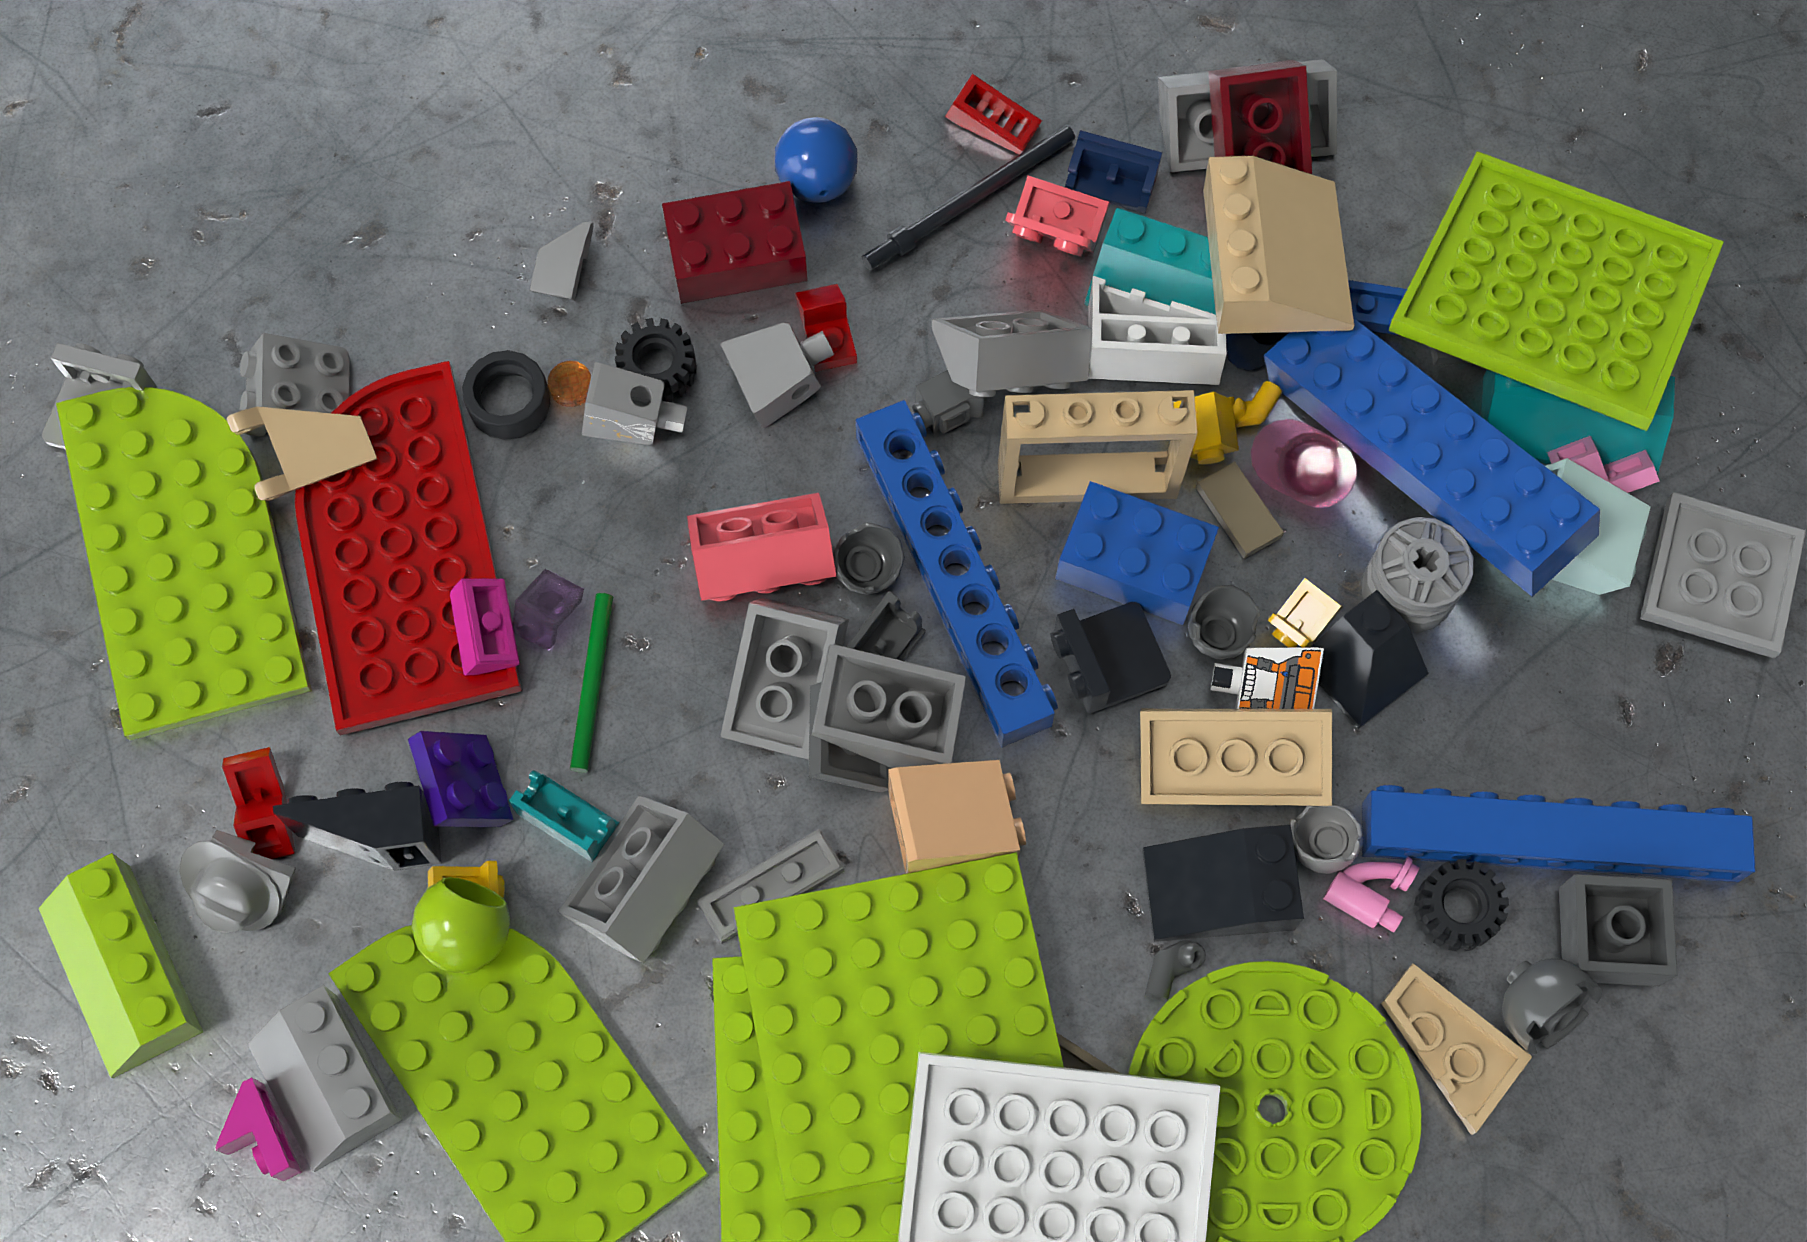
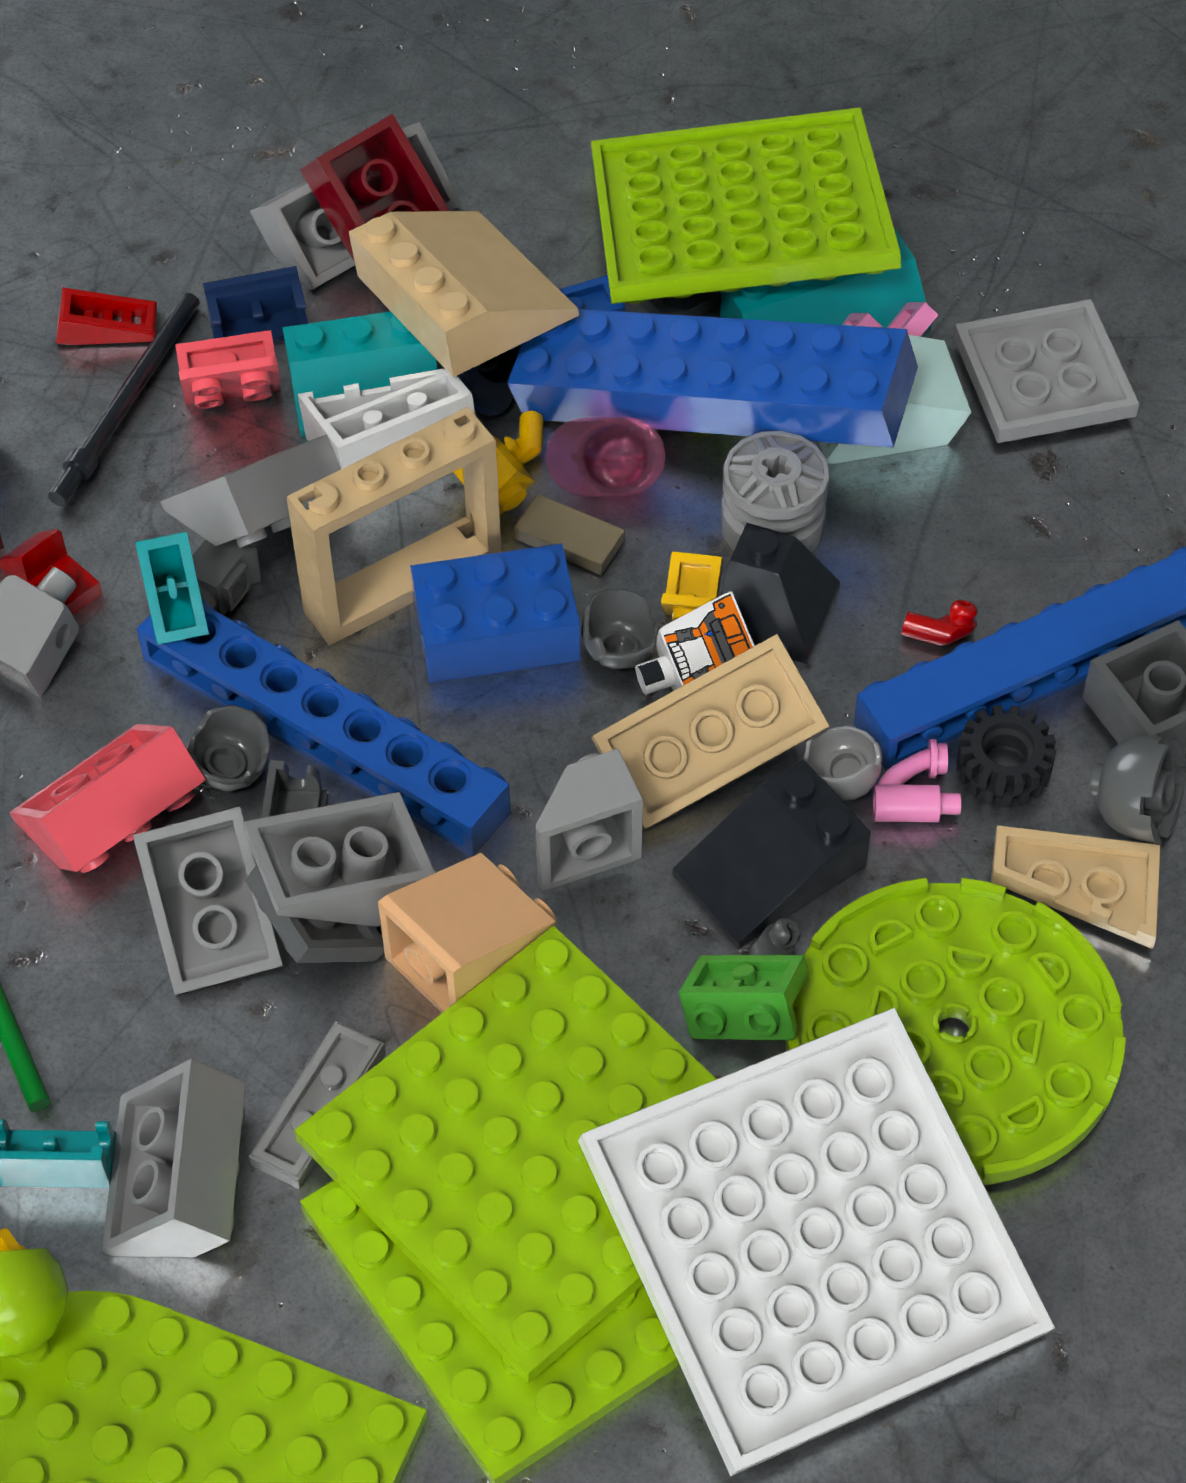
camera: 30 degrees left, 15 degrees down
(894, 406) = (171, 587): none -> teal slope
(1095, 779) = (589, 821): none -> light grey slope
(1110, 655) = (526, 715): black bracket -> none
(1126, 990) = (743, 996): none -> bright green bracket
(1486, 765) = (943, 630): none -> red arm

